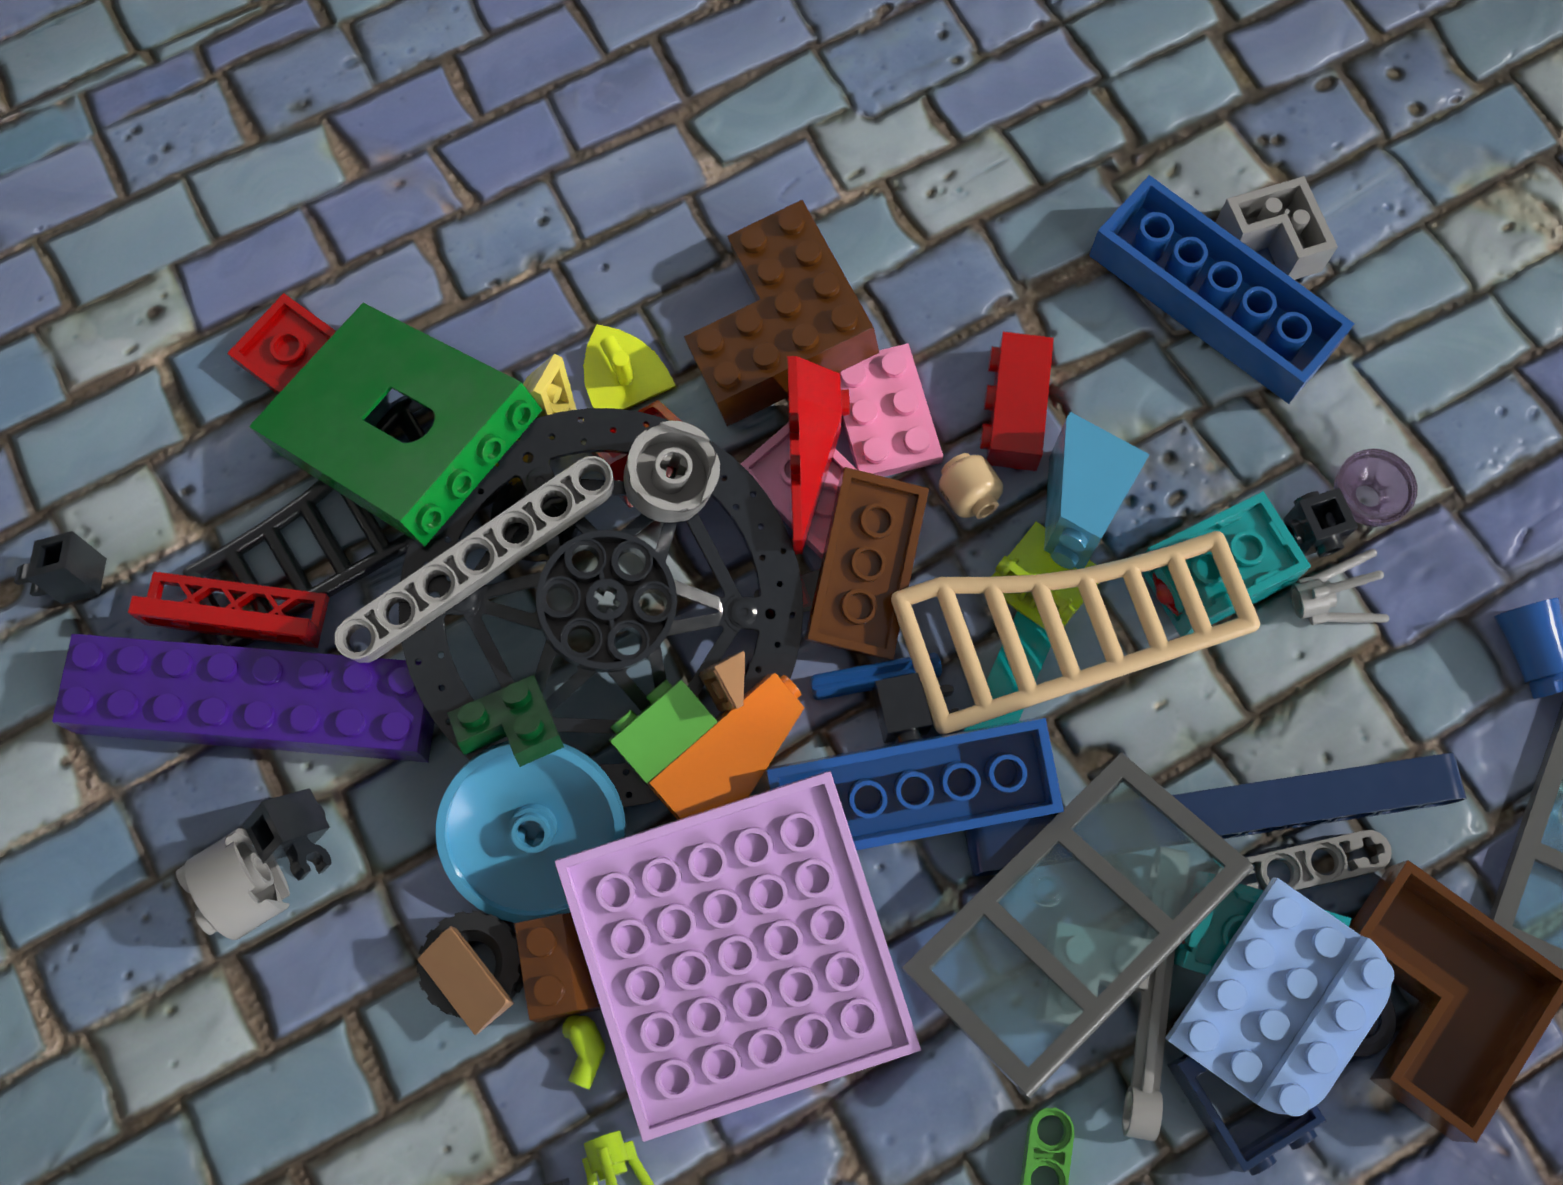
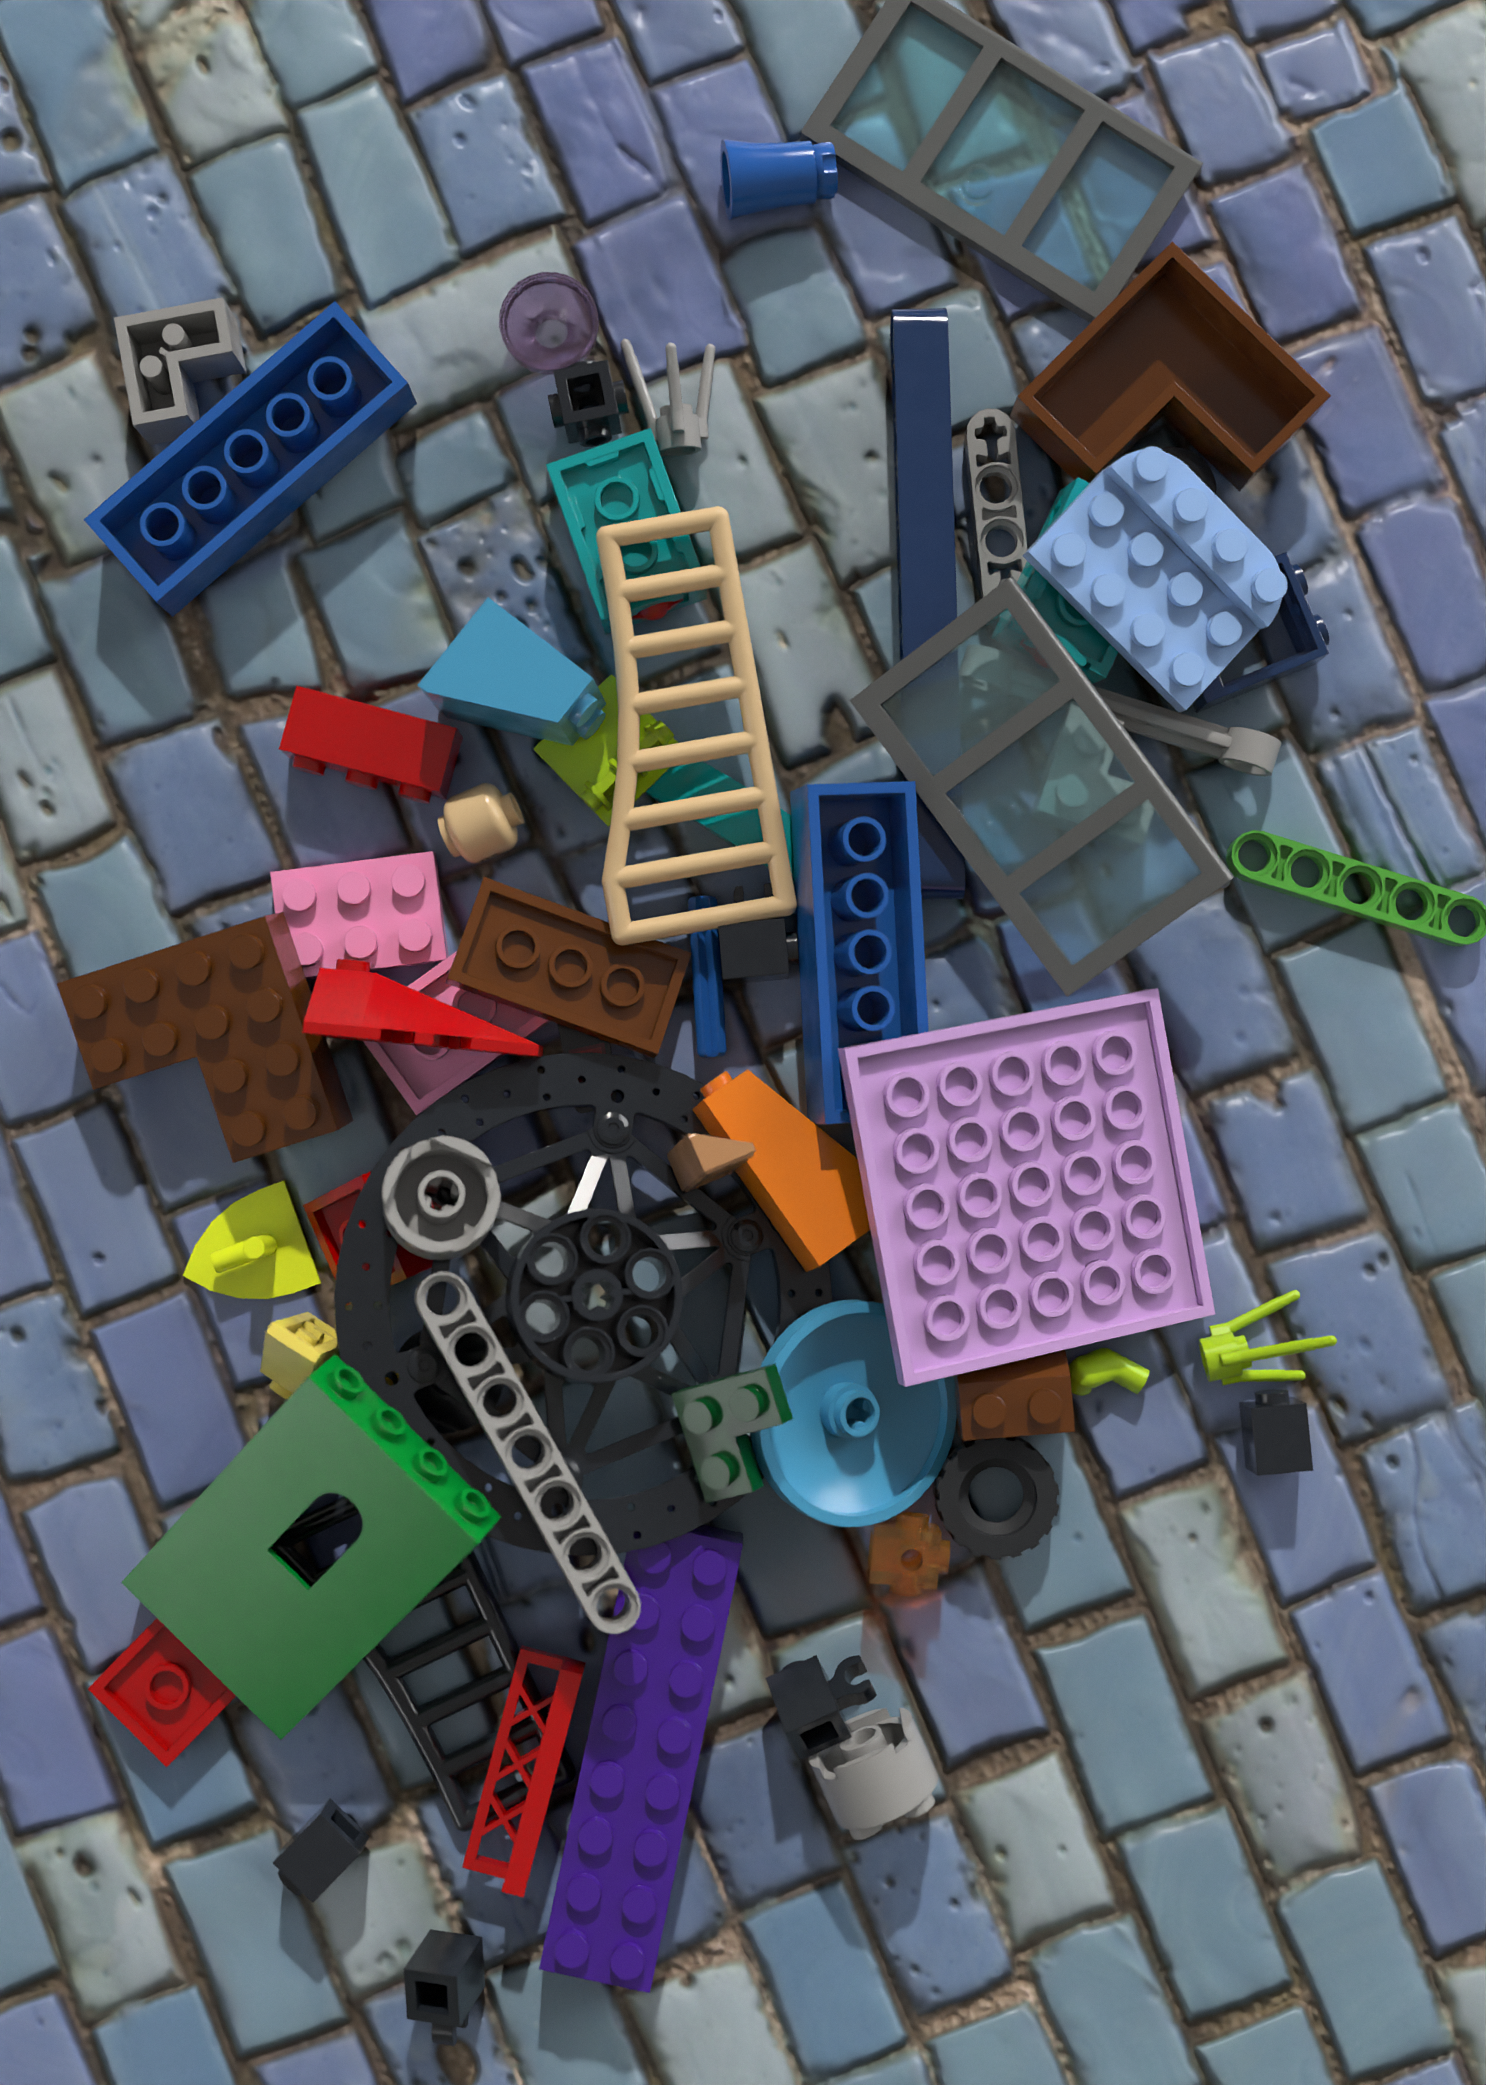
camera: 85 degrees left, 15 degrees up
(165, 466) = (320, 1851): none -> black brick
(406, 880) = (912, 1574): none -> clear orange brick
(465, 980) = (1019, 1502): medium nougat slope -> none
(661, 729) = (753, 1245): bright green brick -> none

